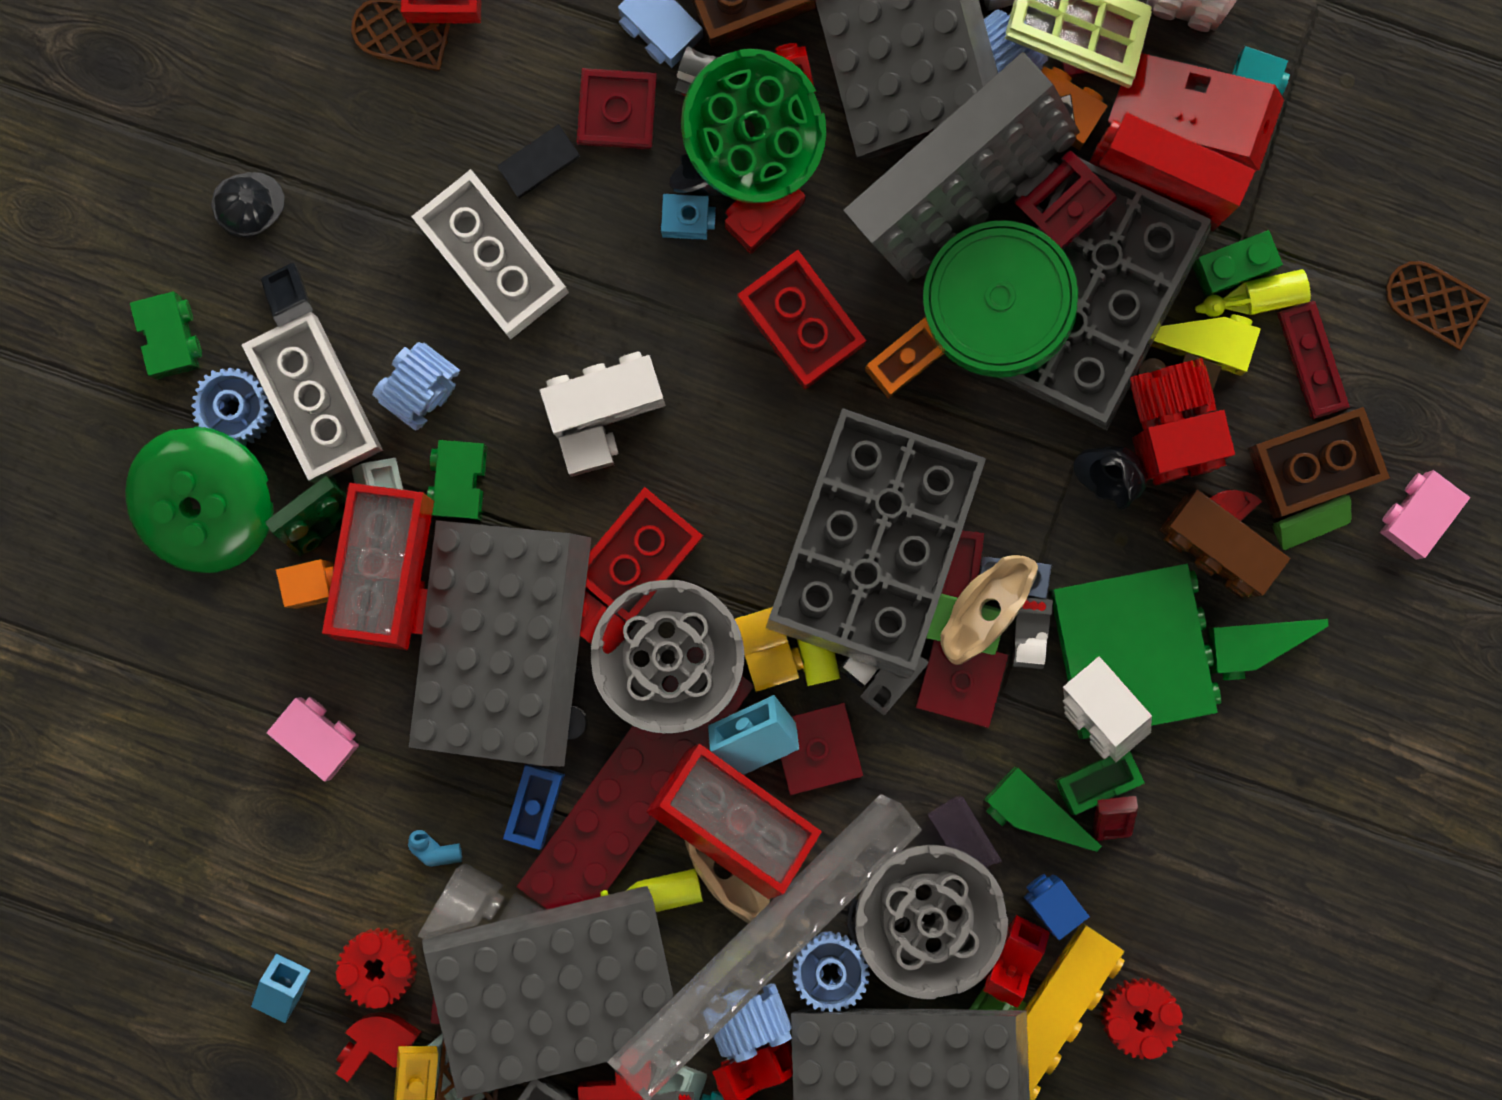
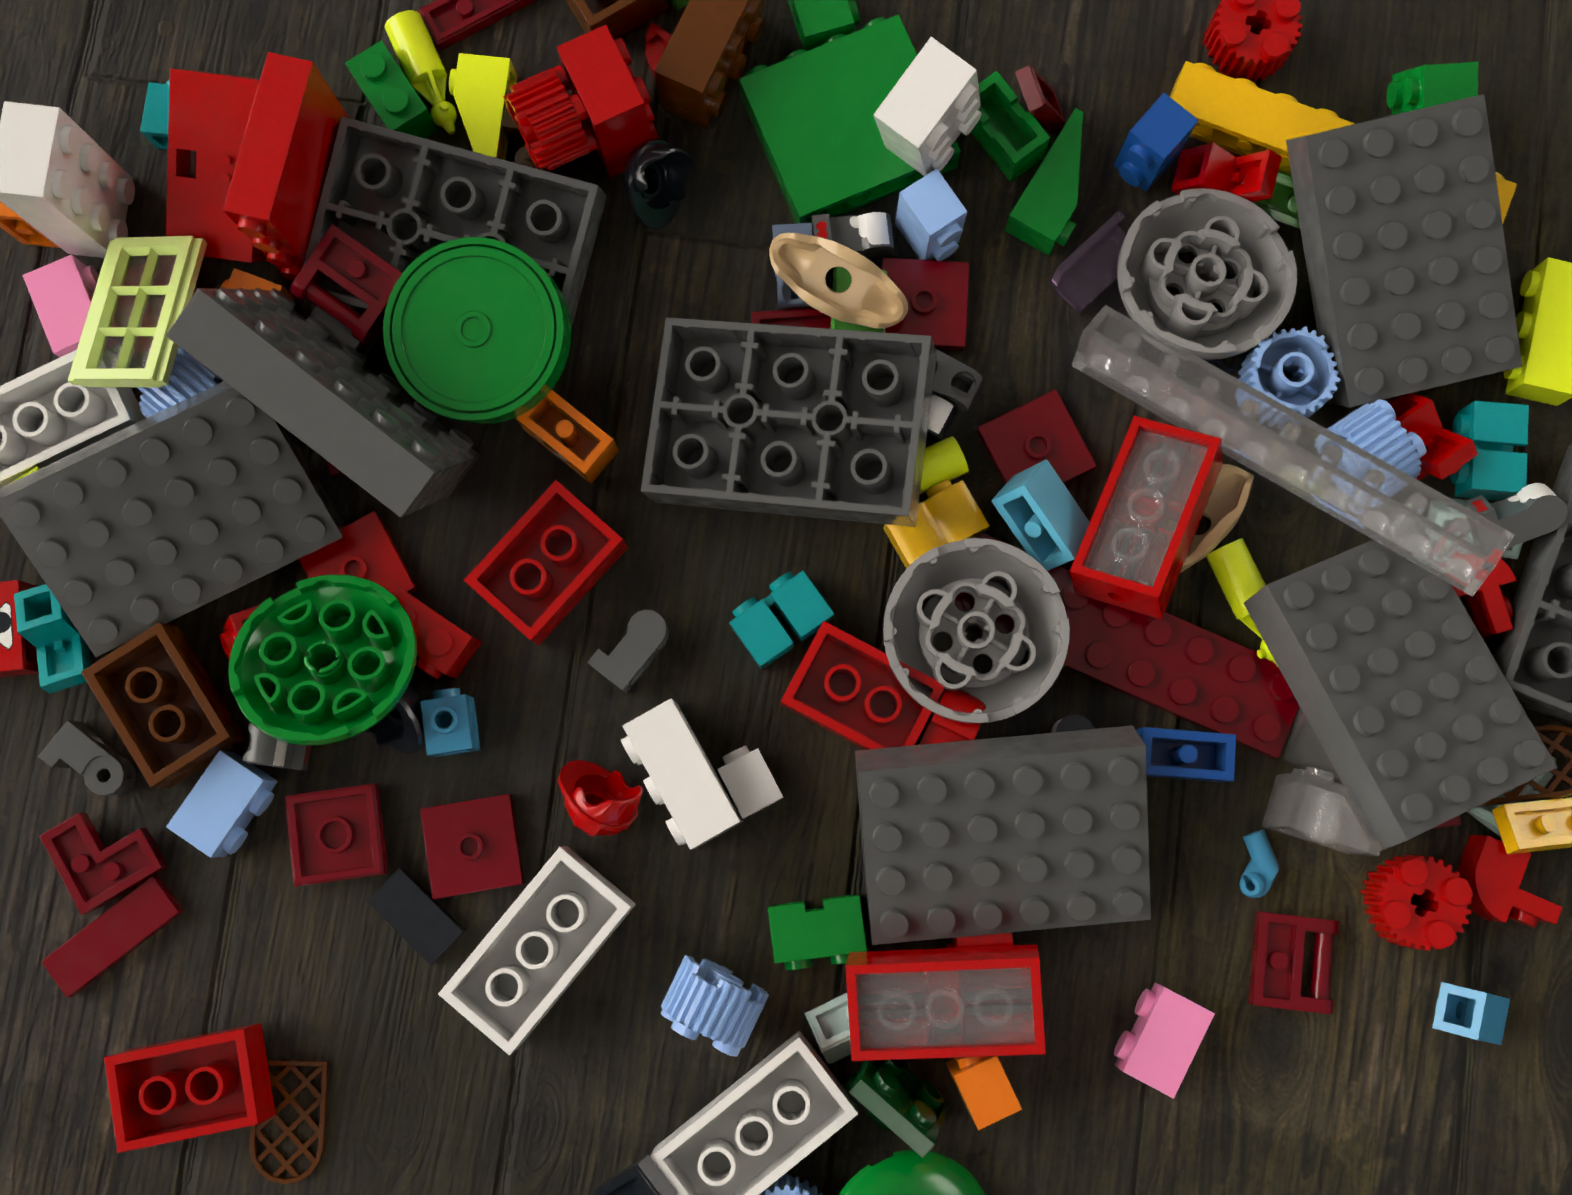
camera: 100 degrees left, 5 degrees down
(353, 847) = (1279, 962): none -> dark red plate
(584, 216) = (472, 846): none -> dark red plate
(600, 325) = (598, 799): none -> red piece
(708, 486) = (798, 604): none -> teal piece
(722, 387) = (634, 653): none -> dark grey leg
(839, 170) = (363, 553): none -> red plate
(1028, 700) = (931, 217): none -> light blue brick

